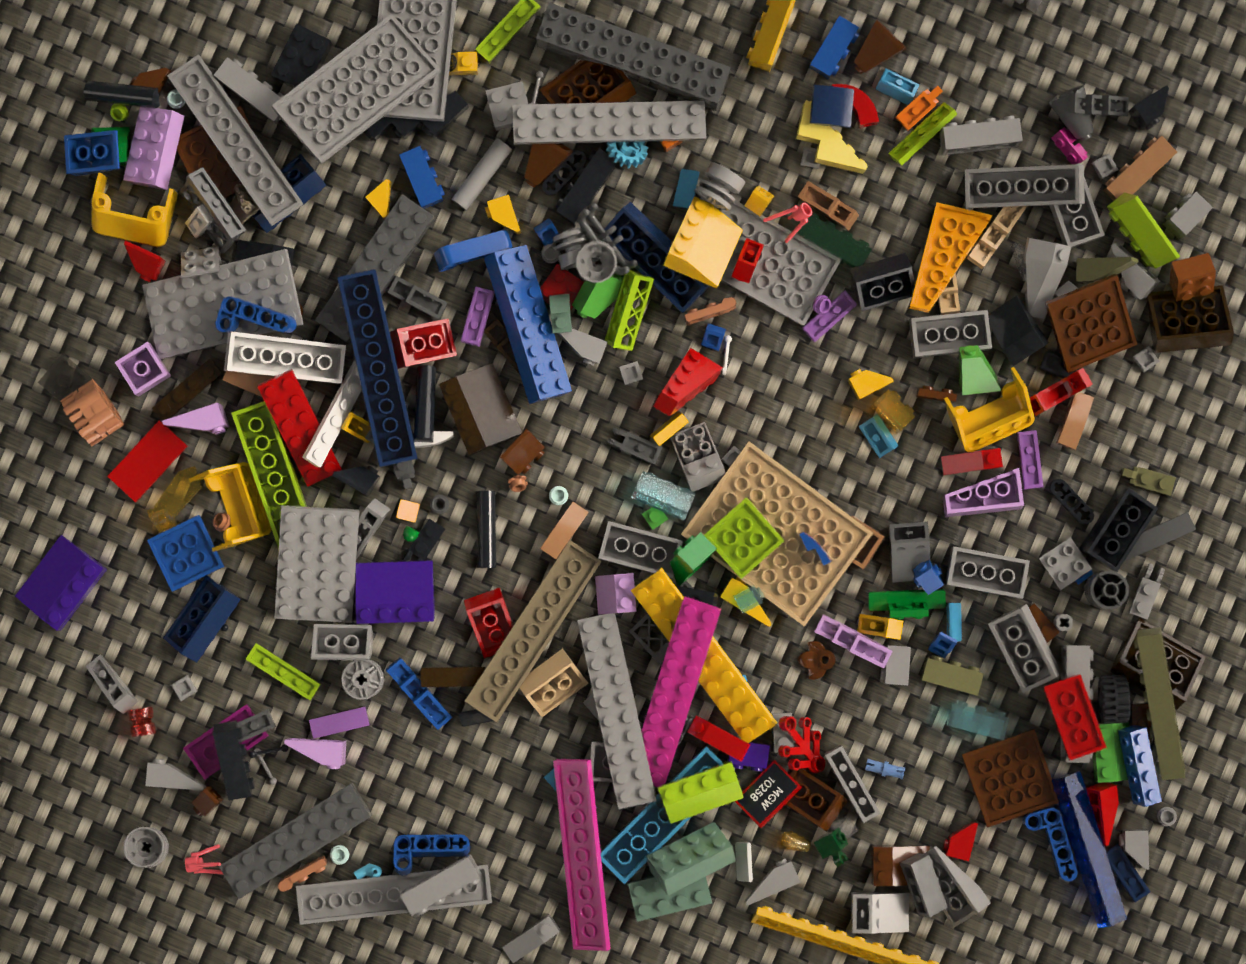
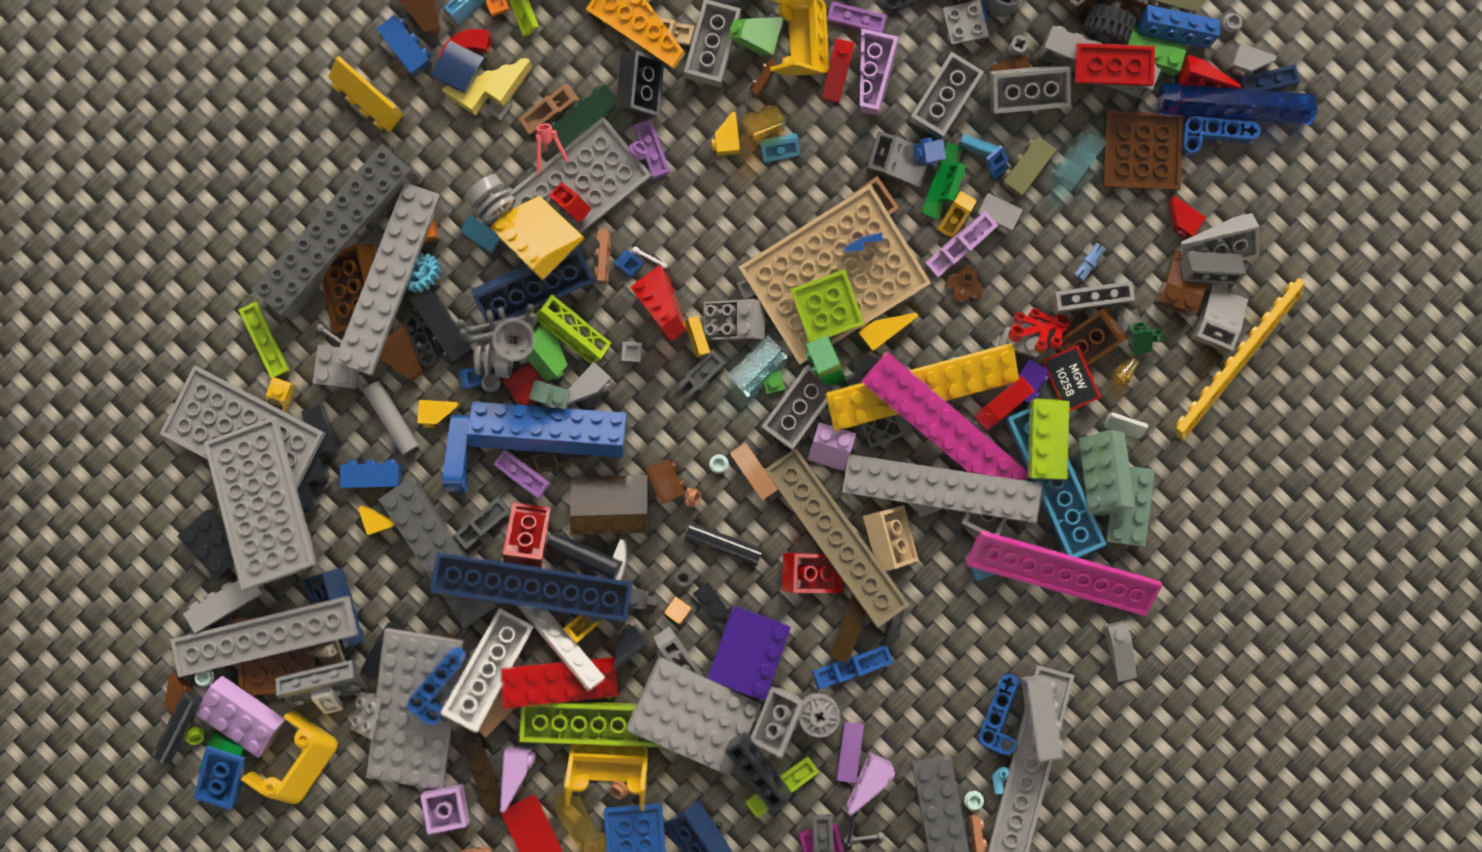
camera: 65 degrees left, 0 degrees up
(145, 262) = (345, 767): red slope -> none
(289, 642) = (758, 771): none -> black brick
(410, 534) = (700, 616): green hinge -> none
(749, 598) = (885, 323): clear light blue brick -> none
(759, 200) = (519, 170): yellow slope -> none
(777, 879) = (1155, 403): light grey slope -> none

